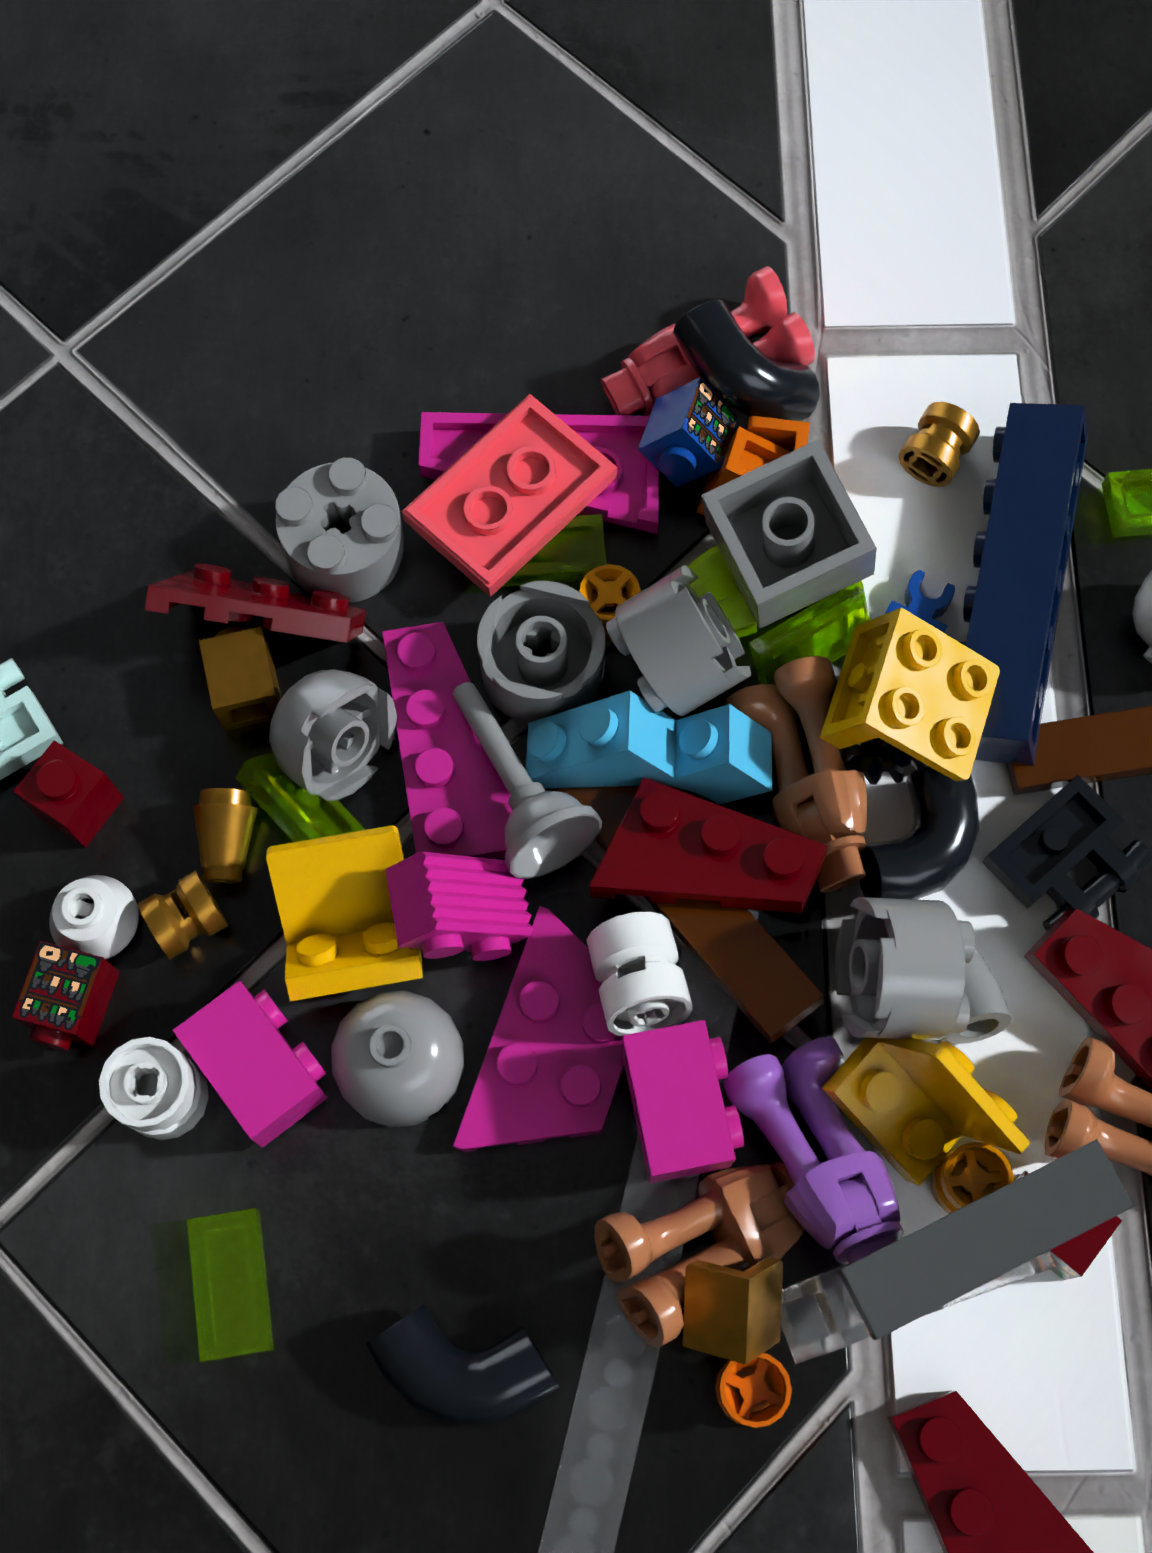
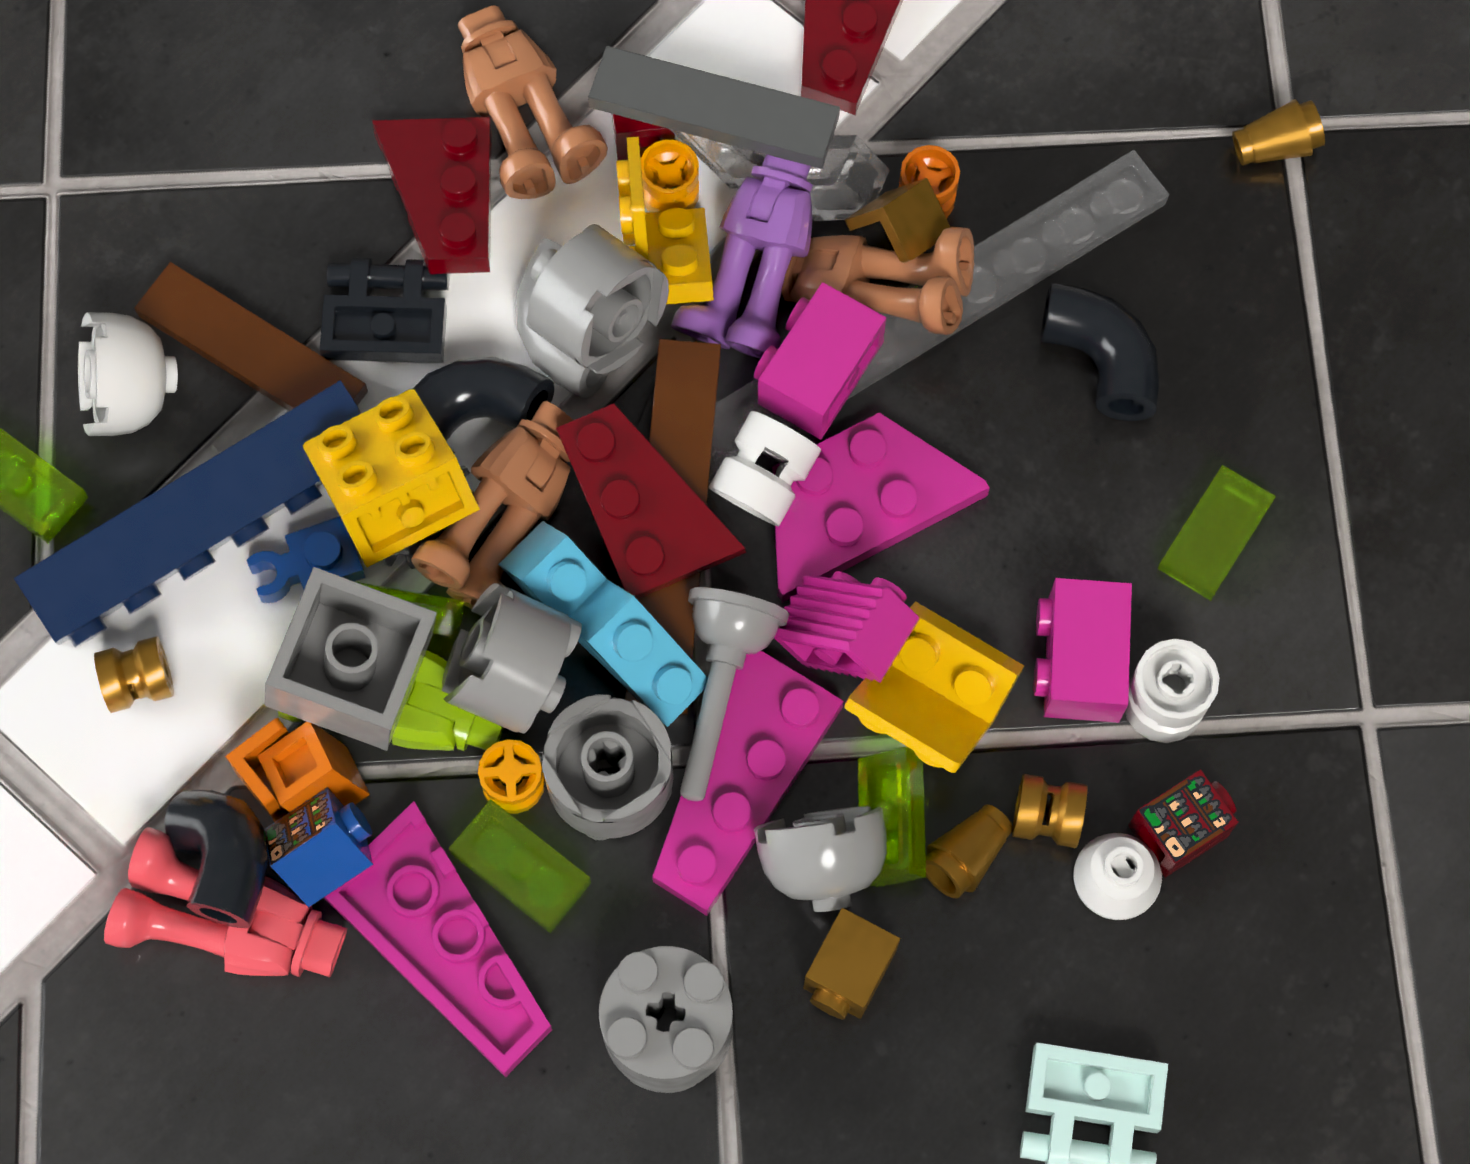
camera: 140 degrees left, 0 degrees up
(69, 793) = (1064, 979): dark red brick -> none
(226, 599) = (795, 1019): dark red wing -> none
(397, 1058) = (978, 577): light grey cylinder -> none
(509, 494) = (505, 924): coral tile -> none

